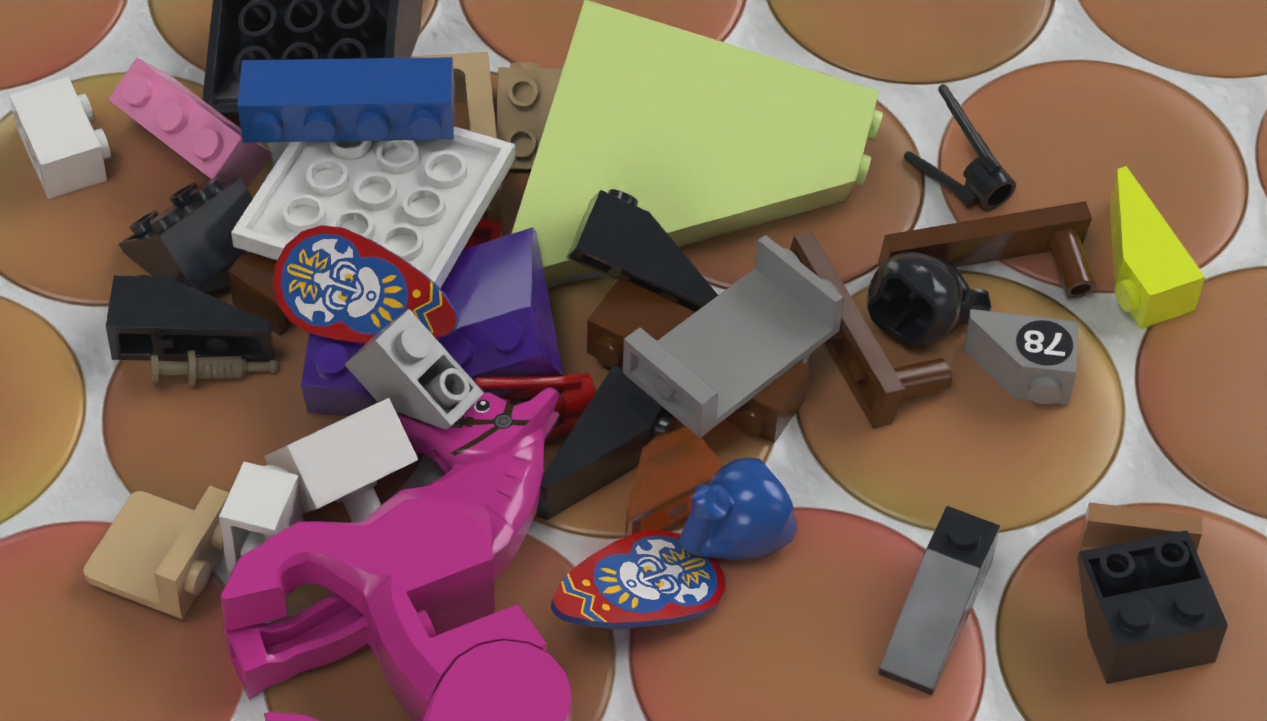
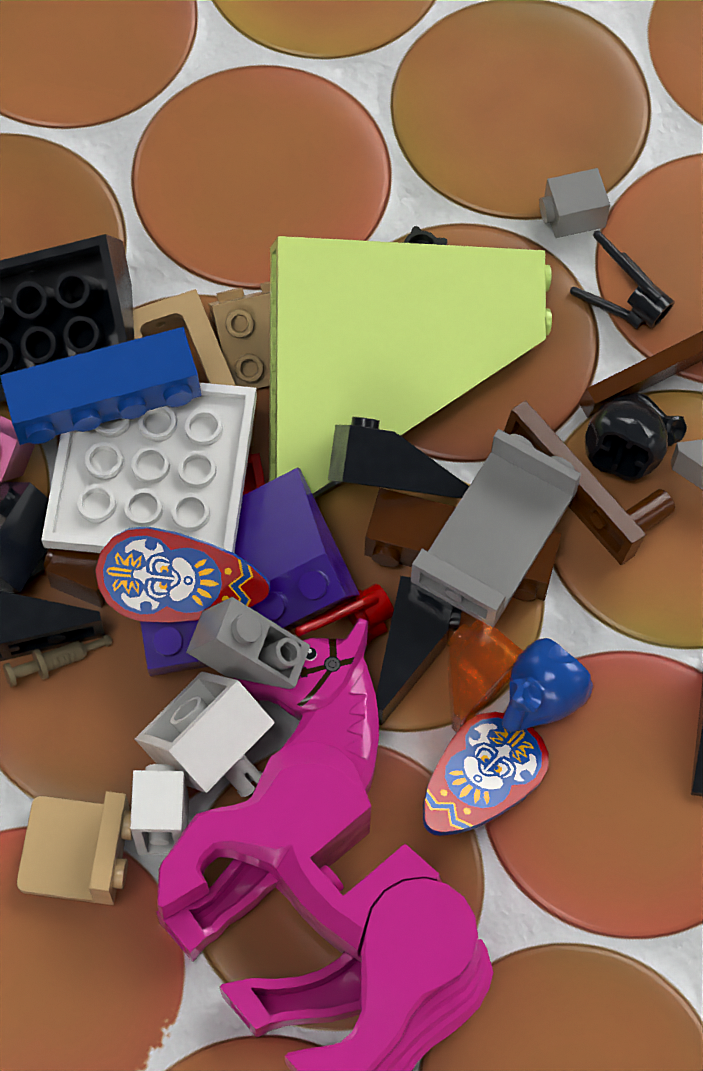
camera: 15 degrees left, 15 degrees up
(933, 62) = (575, 203): none -> light grey brick

